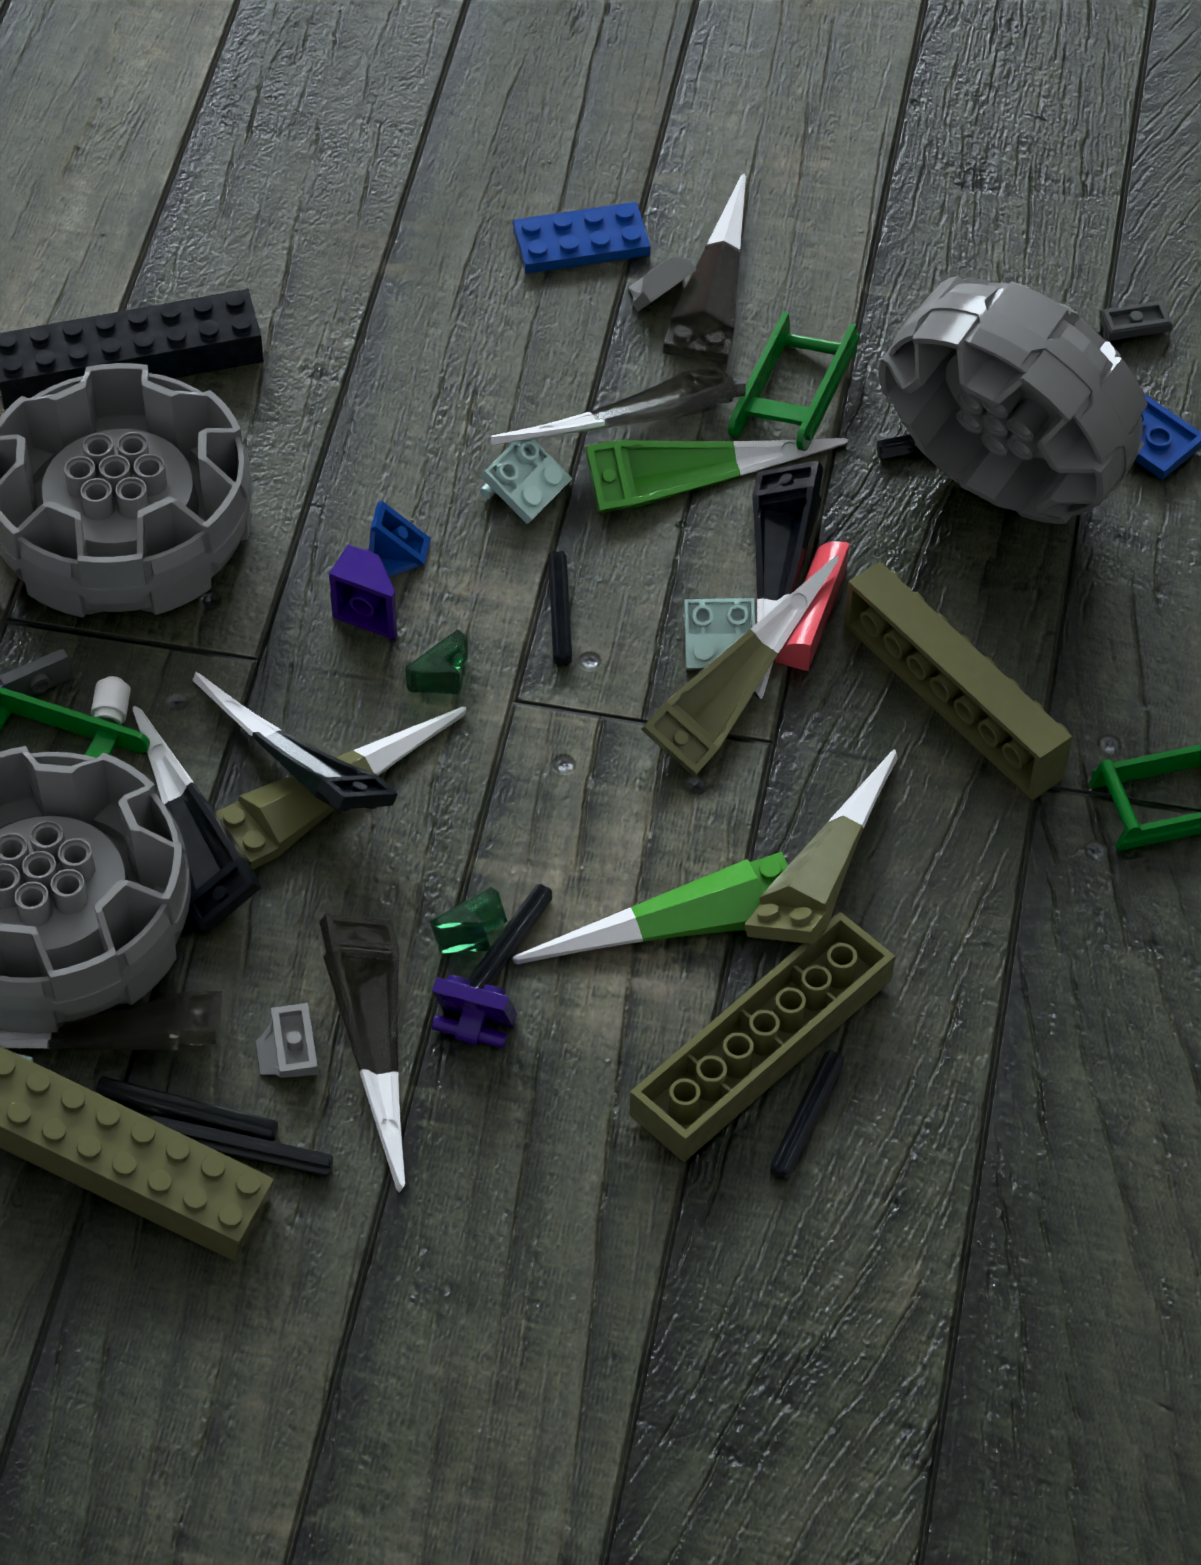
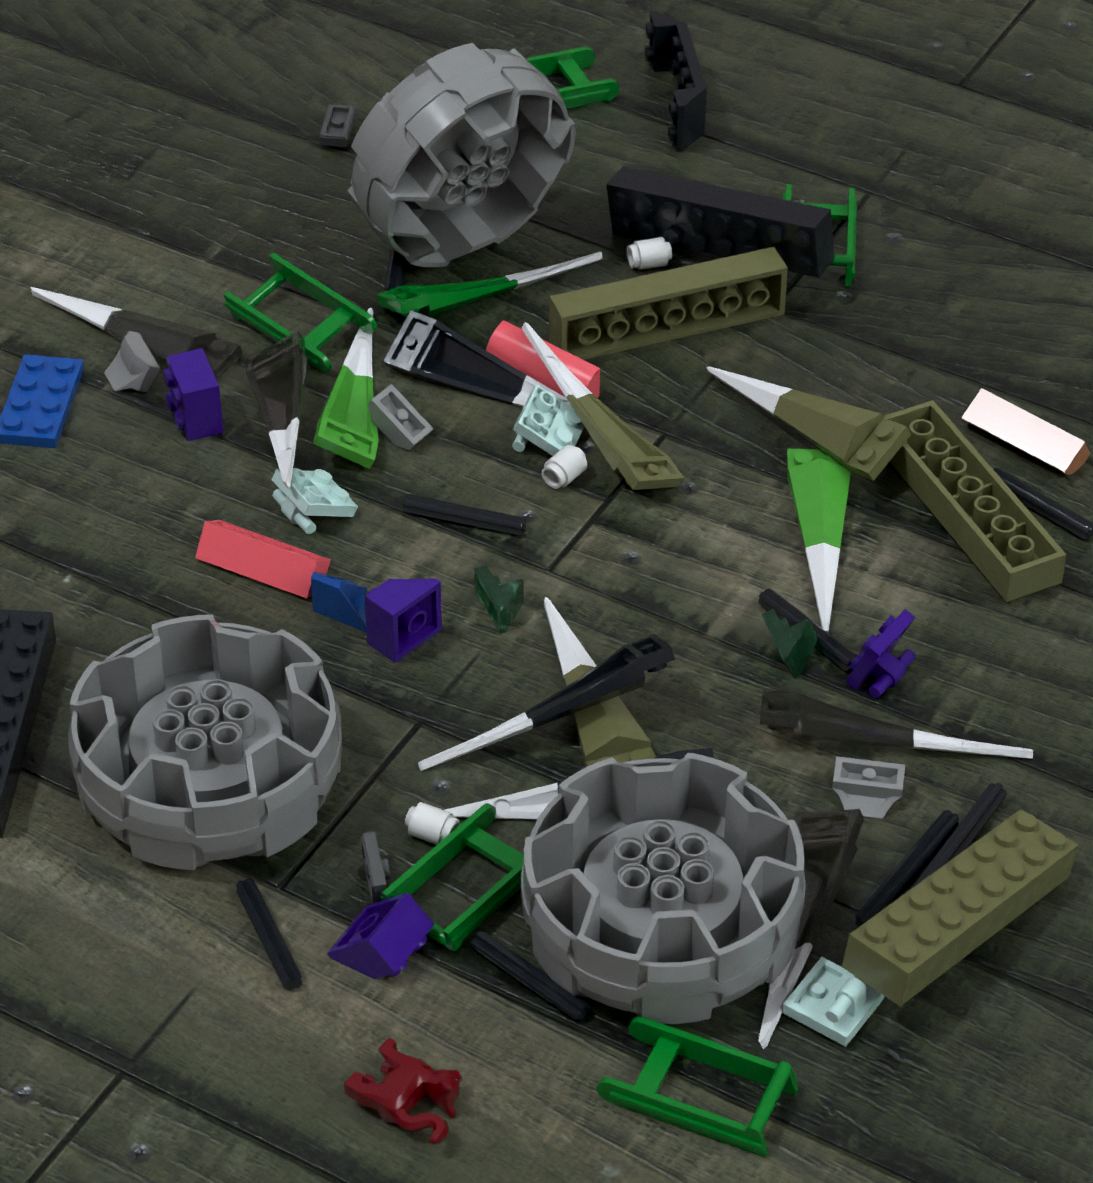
camera: 70 degrees left, 10 degrees down
(426, 466) = (260, 557): none -> coral brick
(618, 338) = (193, 394): none -> dark purple brick
(663, 666) = (564, 467): none -> white brick
(674, 510) = (398, 418): none -> light grey slope
(881, 479) = (445, 297): none -> green plate
(917, 1074) = (1027, 432): none -> brick
(1056, 645) = (649, 253): none -> white brick
(1106, 682) = (719, 219): none -> black brick

